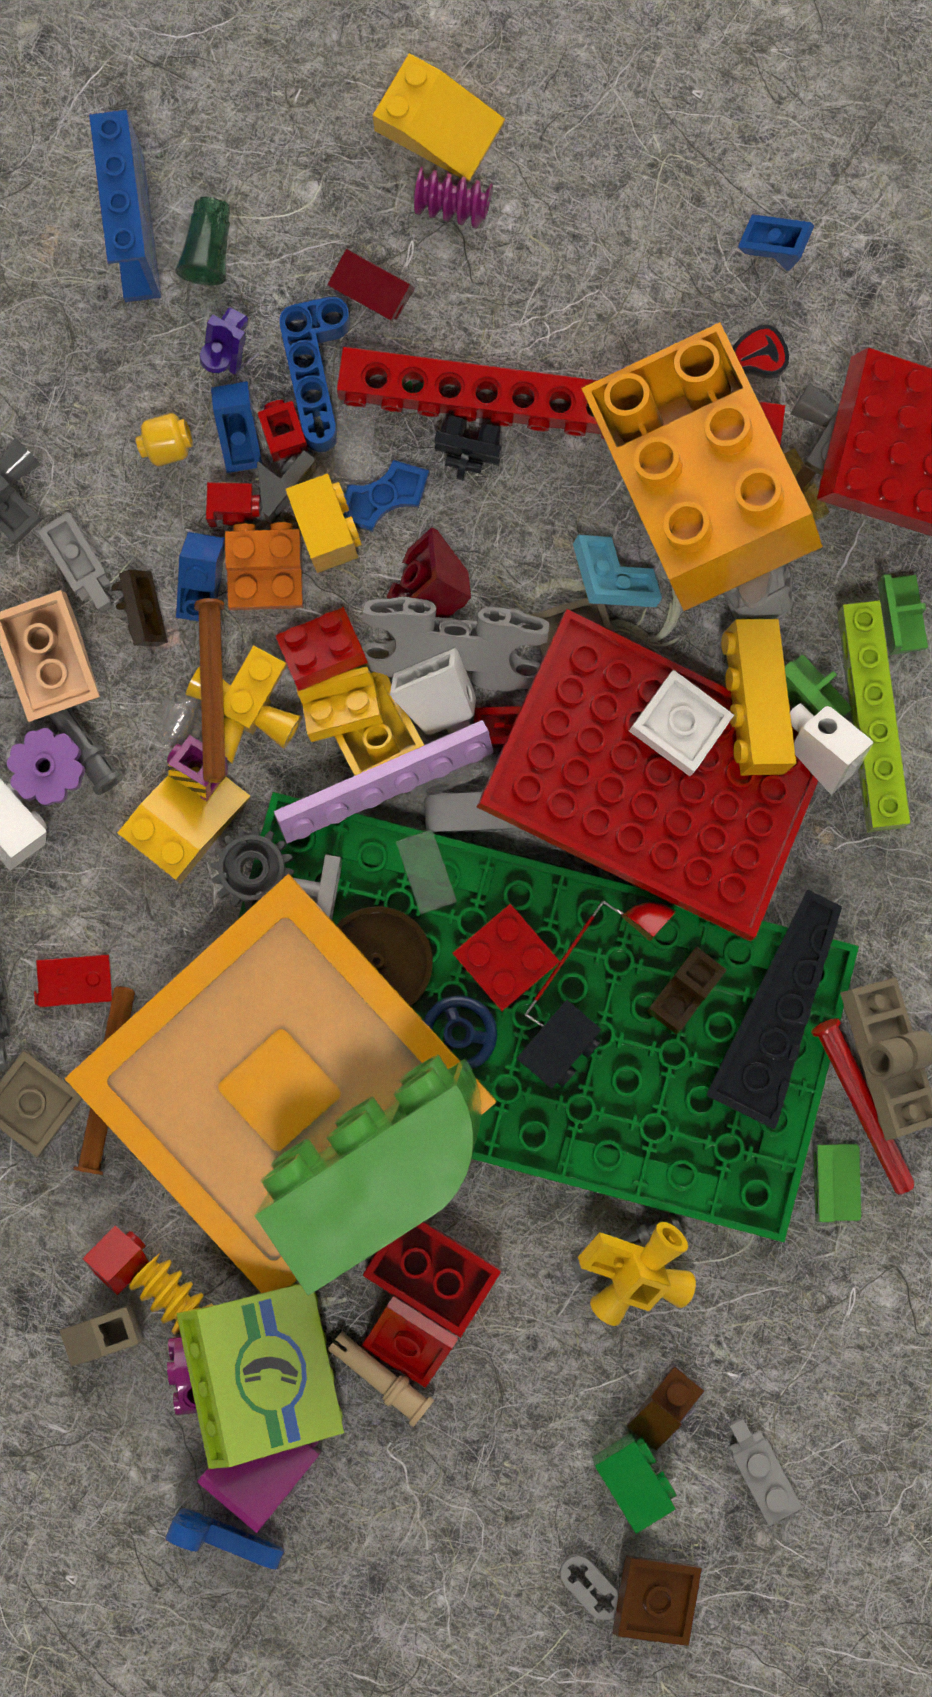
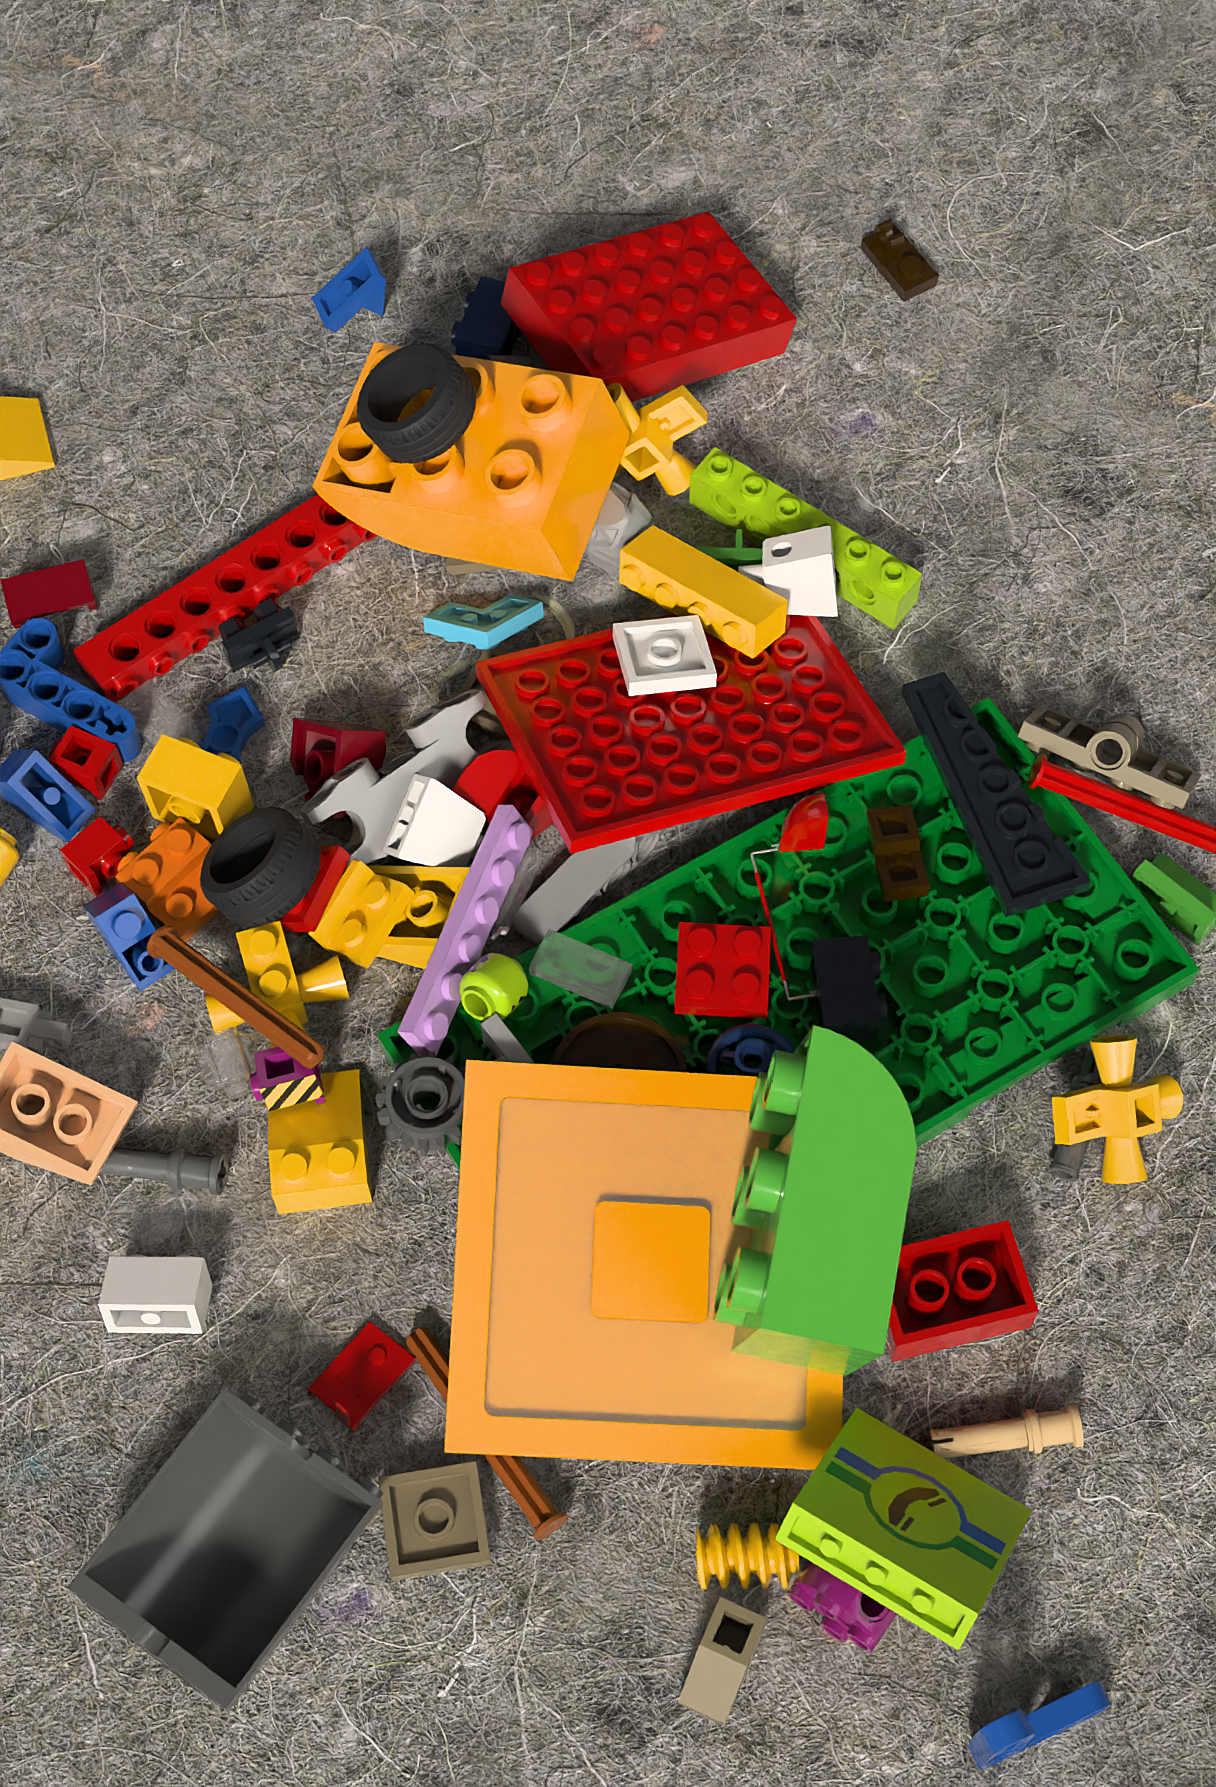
camera: 50 degrees left, 20 degrees down
(28, 761) = (147, 1206): medium lavender plant -> none
(117, 1259) = (663, 1573): red brick -> none
(141, 607) = (94, 1001): dark brown plate -> none
(259, 1486) = (1011, 1637): magenta slope -> none
(272, 488) = (128, 804): dark grey slope -> none
(308, 644) = (260, 867): none -> black tyre
(358, 837) = (493, 987): none -> lime head
(409, 1342) = (998, 1368): red plate -> none
(451, 198) = (53, 478): magenta piece -> none
(494, 694) = (487, 778): none -> red brick
(668, 385) = (400, 379): none -> black tyre
(829, 355) = (486, 324): none -> dark blue brick
(844, 554) = (653, 433): none -> yellow brick
(902, 614) = (740, 446): bright green panel -> none

